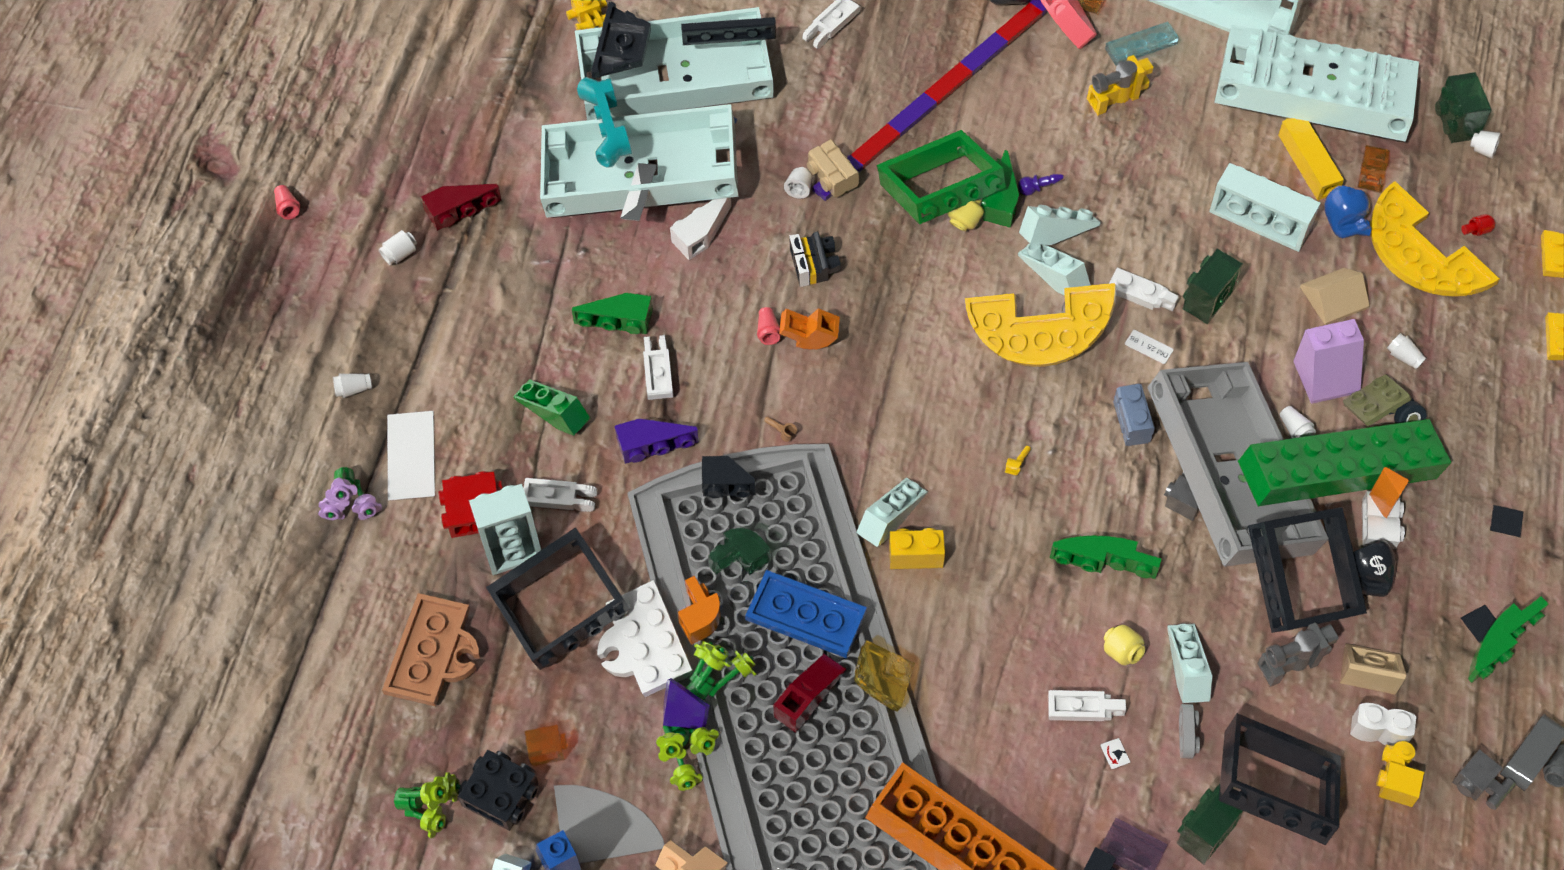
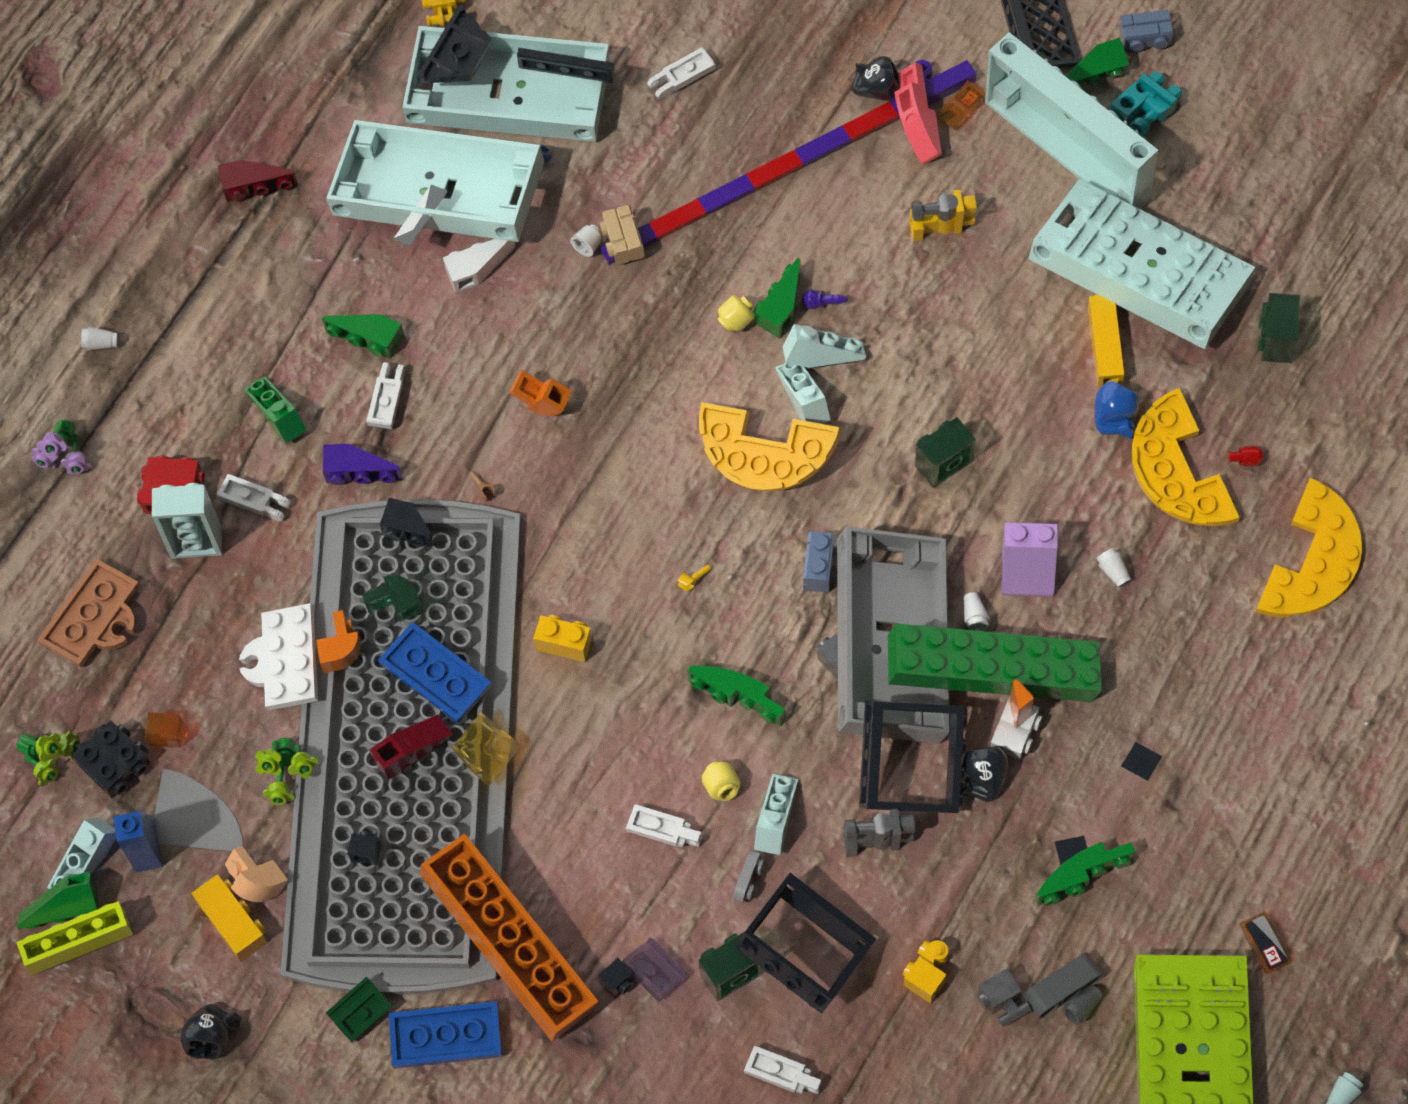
camera: 20 degrees right, 5 degrees up
(286, 203) = (92, 139): coral cone -> none
(398, 247) = (182, 211): white brick -> none
(410, 455) = (133, 422): white sticker -> none
(535, 568) = (204, 564): black window -> none
(616, 141) = (415, 158): teal plate -> none
(683, 707) = (294, 728): dark purple slope -> none
(716, 658) = (333, 693): plant -> none
(768, 327) = (504, 381): coral cone -> none
(798, 807) = (364, 848): none -> black plate
(810, 258) = (568, 322): black hips -> none
(890, 511) = (553, 595): light aqua slope -> none
(930, 156) = (716, 247): green window -> none
(1115, 753) = (676, 879): white sticker -> none
(1142, 42) = (986, 174): clear light blue plate -> none
(1142, 291) = (879, 437): white hinge -> none
(1149, 346) = (866, 496): white sticker -> none
(1264, 207) = (1031, 383): light aqua brick -> none
(1337, 294) = (1071, 492): tan slope -> none
(1372, 669) = (945, 865): tan slope -> none
(1373, 168) = (1166, 369): clear orange slope -> none
(1377, 723) = (923, 919): white brick -> none
(1384, 398) = (1068, 608): olive plate -> none
(1486, 143) = (1292, 371): white hat -> none

